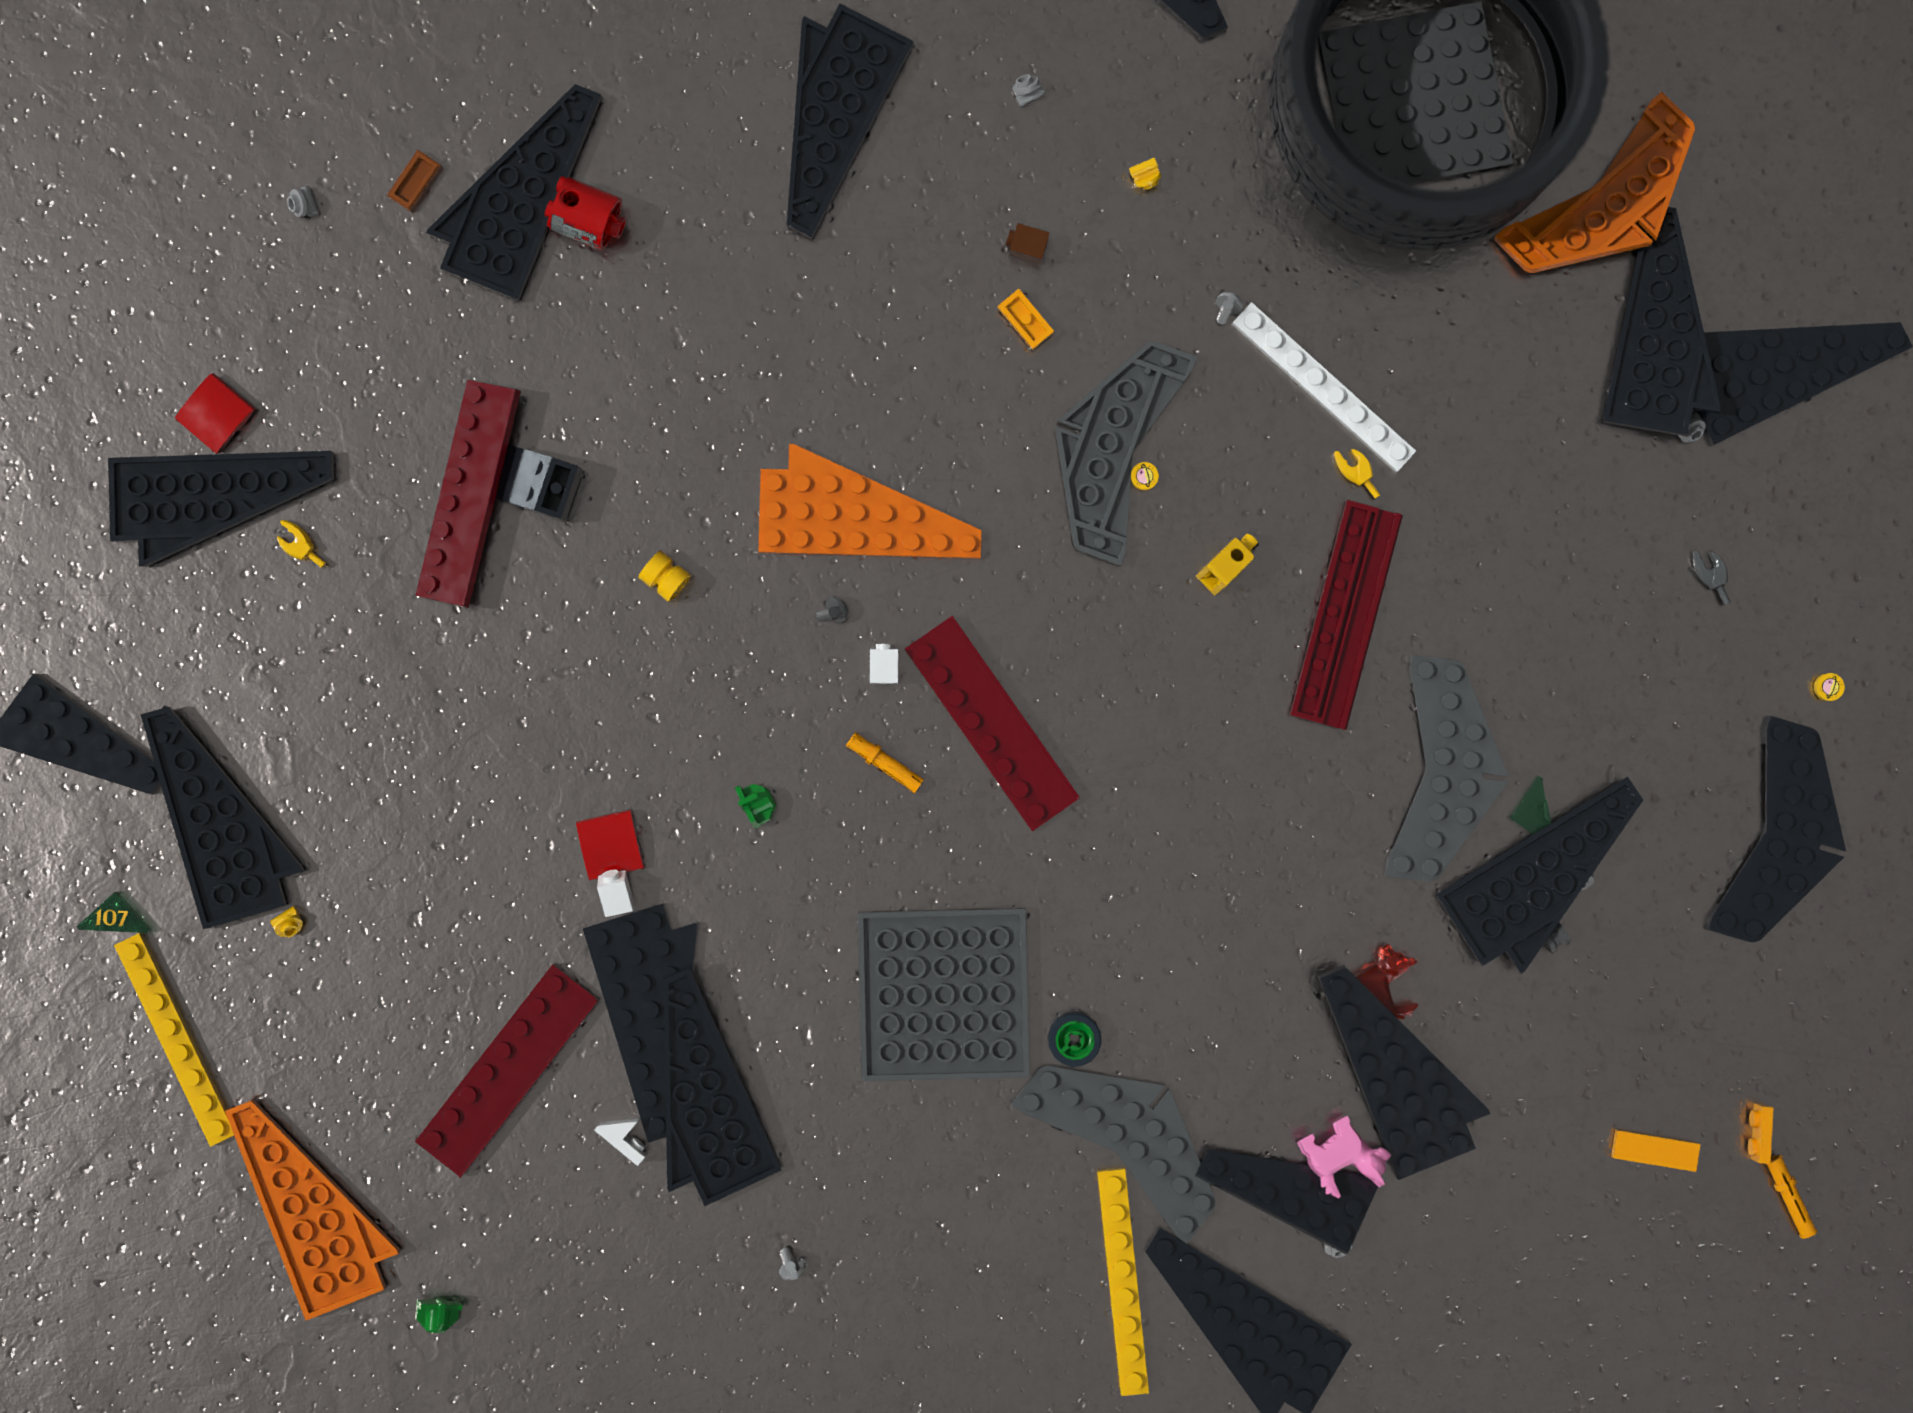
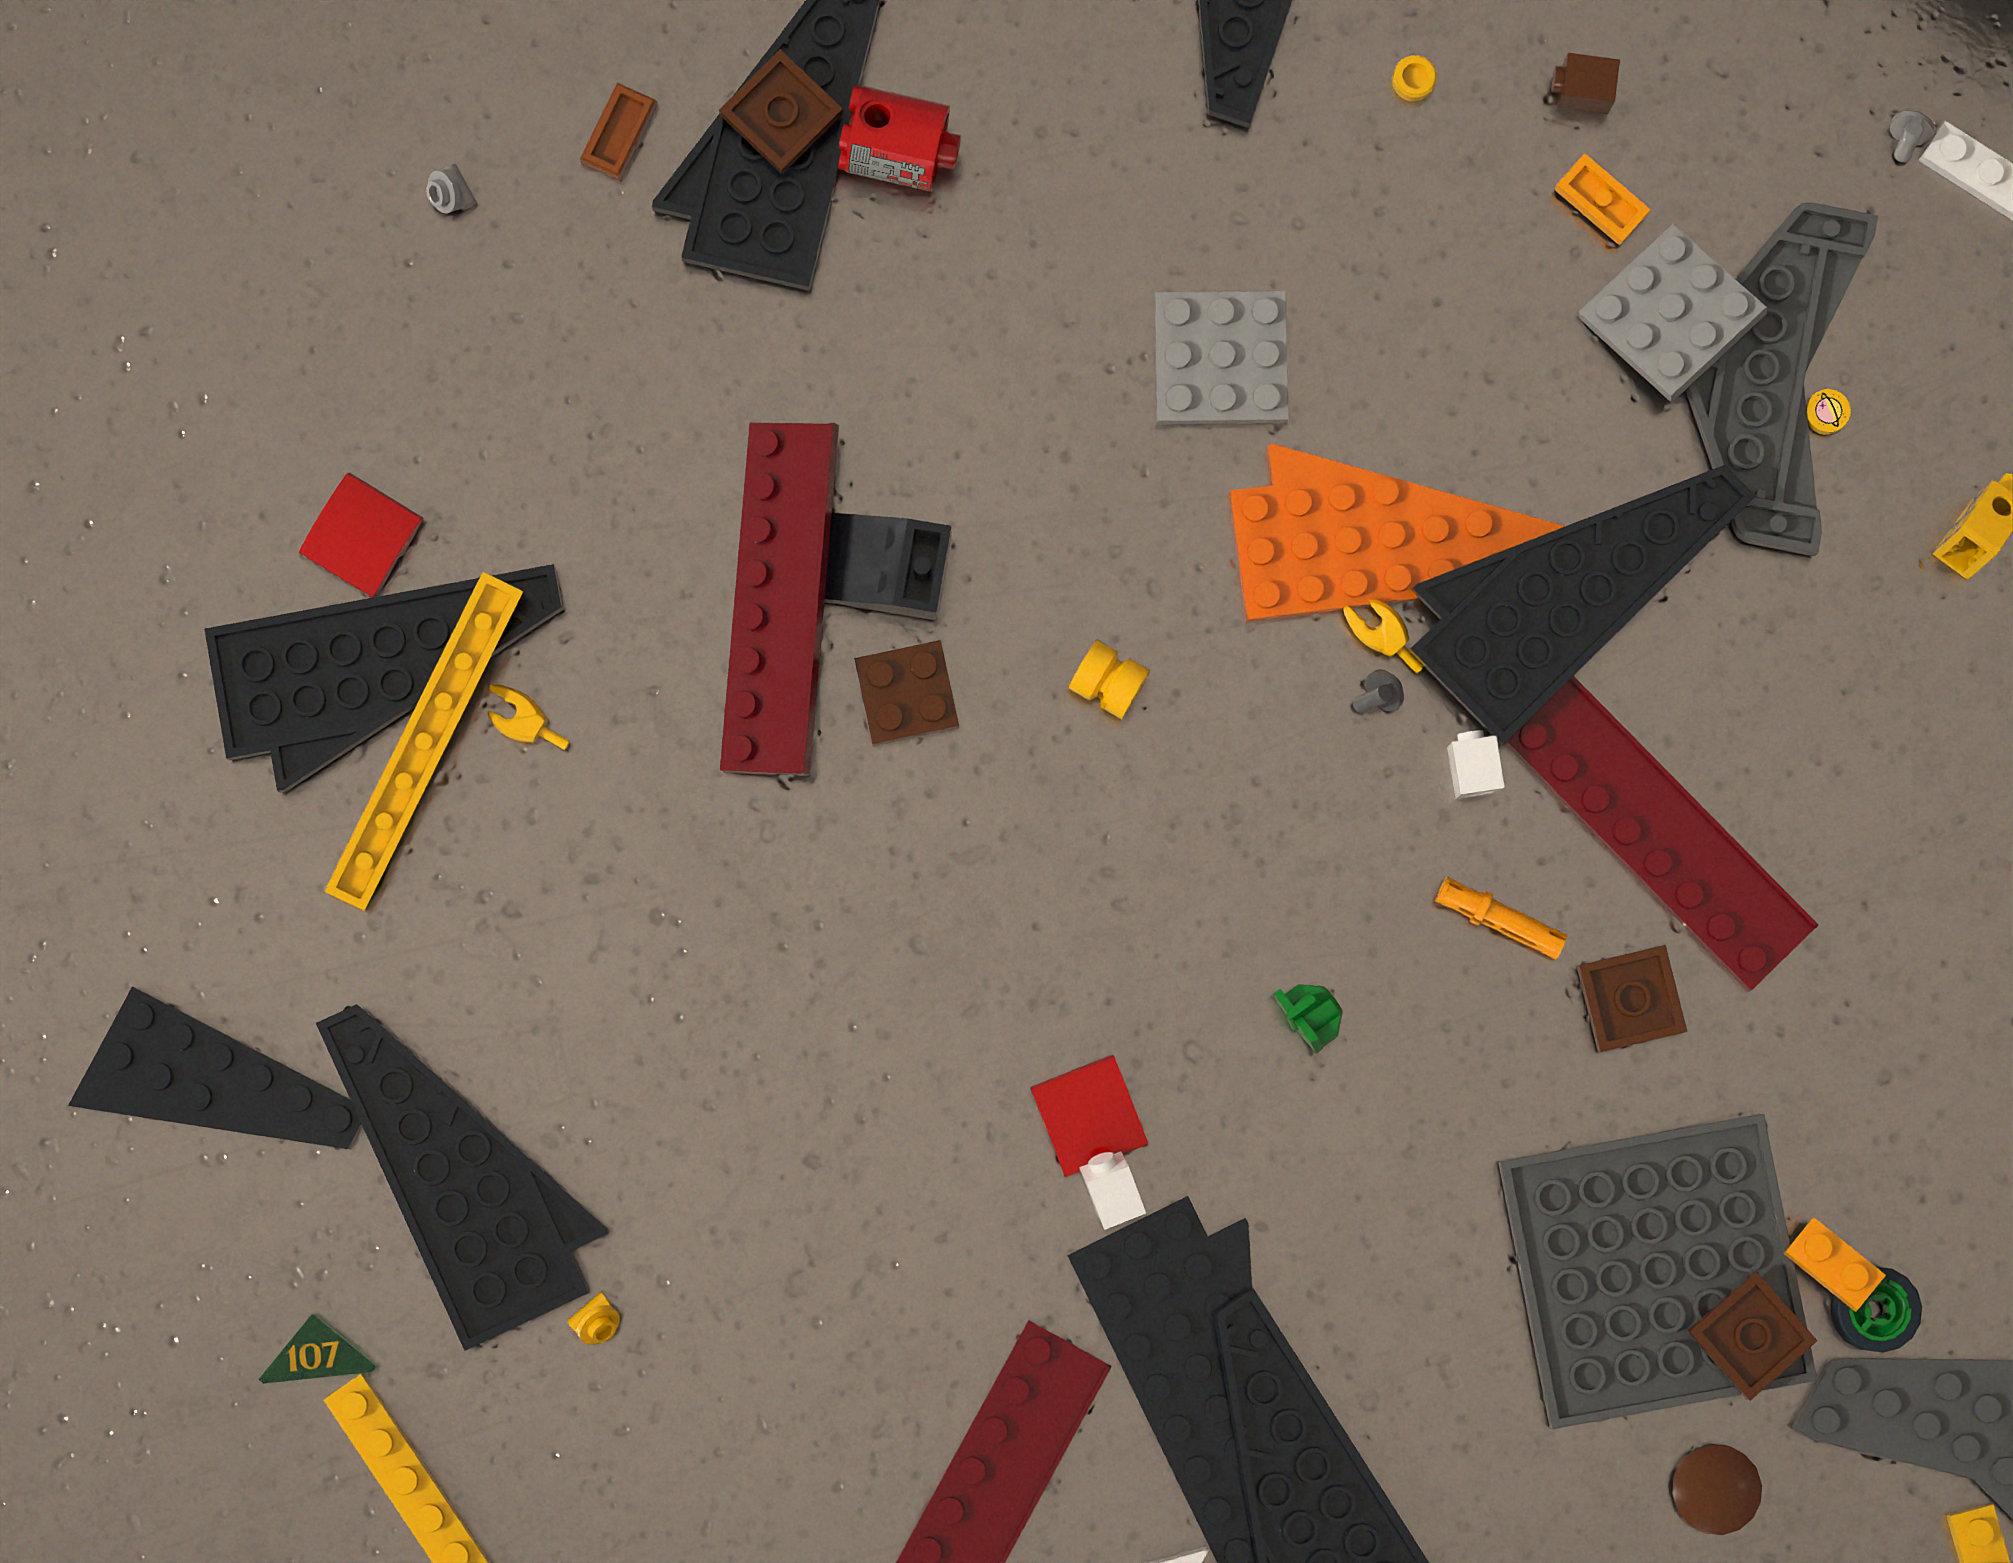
camera: 15 degrees left, 5 degrees down
(232, 549) = (423, 741): none -> yellow plate
(514, 185) = (781, 111): none -> reddish brown plate
(539, 564) = (906, 693): none -> reddish brown plate
(769, 383) = (1221, 357): none -> light grey plate
(843, 576) = (1387, 637): none -> yellow hand
(921, 223) = (1414, 78): none -> yellow tile
(941, 573) = (1542, 609): none -> black wing
(957, 825) = (1631, 998): none -> reddish brown plate
(957, 1133) = (1717, 1489): none -> reddish brown dish
(992, 1044) = (1752, 1336): none -> reddish brown plate
(1051, 1008) = (1834, 1264): none -> light orange plate
(1056, 399) = (1672, 312): none -> light grey plate

